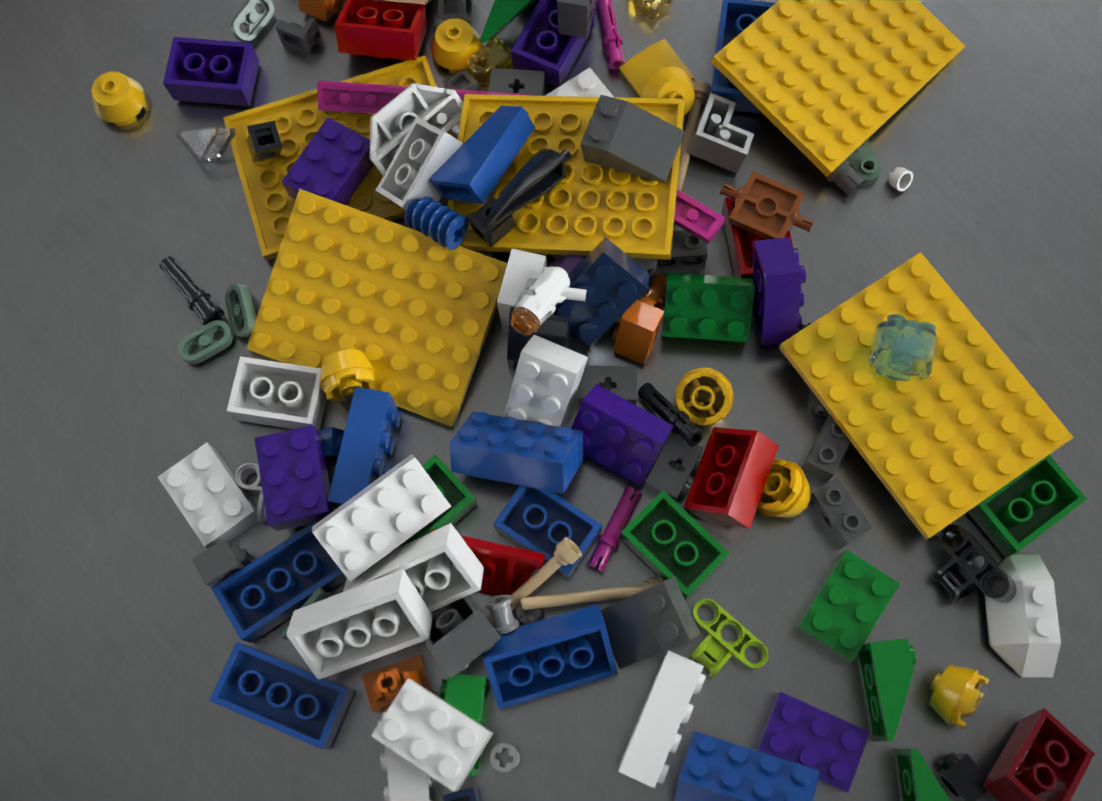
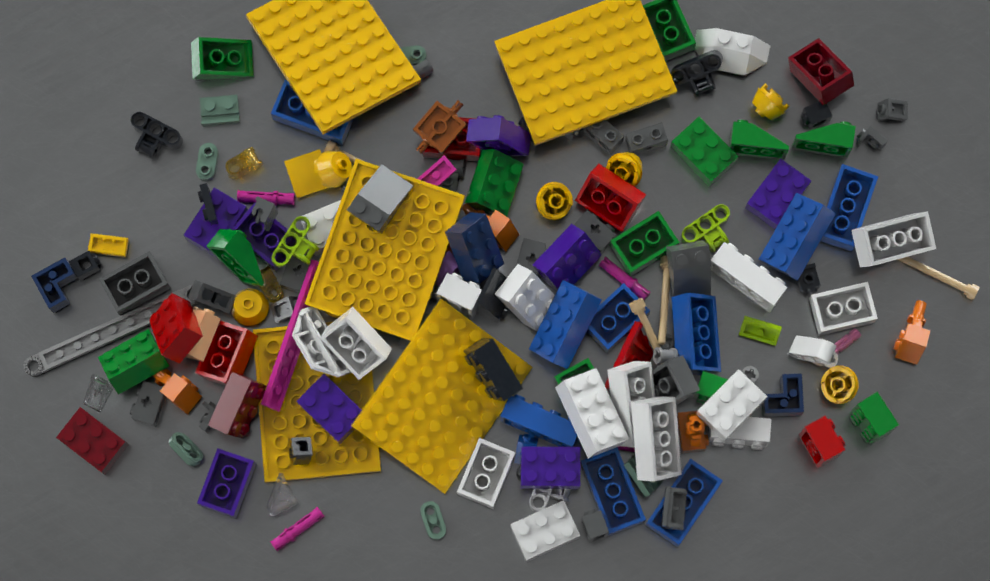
camera: 80 degrees left, 5 degrees up
(117, 98) = (227, 557): yellow cone -> none
(160, 167) = (296, 529): none -> dark pink pin
(197, 299) = (400, 521): black pin -> none
(240, 310) = (416, 492): sand green plate -> none
(259, 679) = (674, 508): none -> dark grey hinge
(312, 51) = (237, 405): none -> brick
(344, 372) = (487, 422): yellow cone -> none
(419, 359) = (492, 369): none -> black brick
(437, 221) = (402, 338): blue piece -> none
(484, 157) = (365, 297): blue slope -> none
(493, 235) = (410, 309): black brick -> none
(533, 180) = (390, 269): black piece -> none
(540, 297) = (478, 281): white piece -> none
(543, 74) = (301, 246): none -> lime piece
(581, 760) = (760, 330): none -> lime plate
(671, 414) = (560, 224): black pin -> none
(717, 139) = (370, 147): light grey brick -> none
(719, 256) = (460, 165): none -> dark grey bush
(900, 178) = (430, 35): white hinge -> none
(903, 348) = (562, 71): clear light blue brick -> none

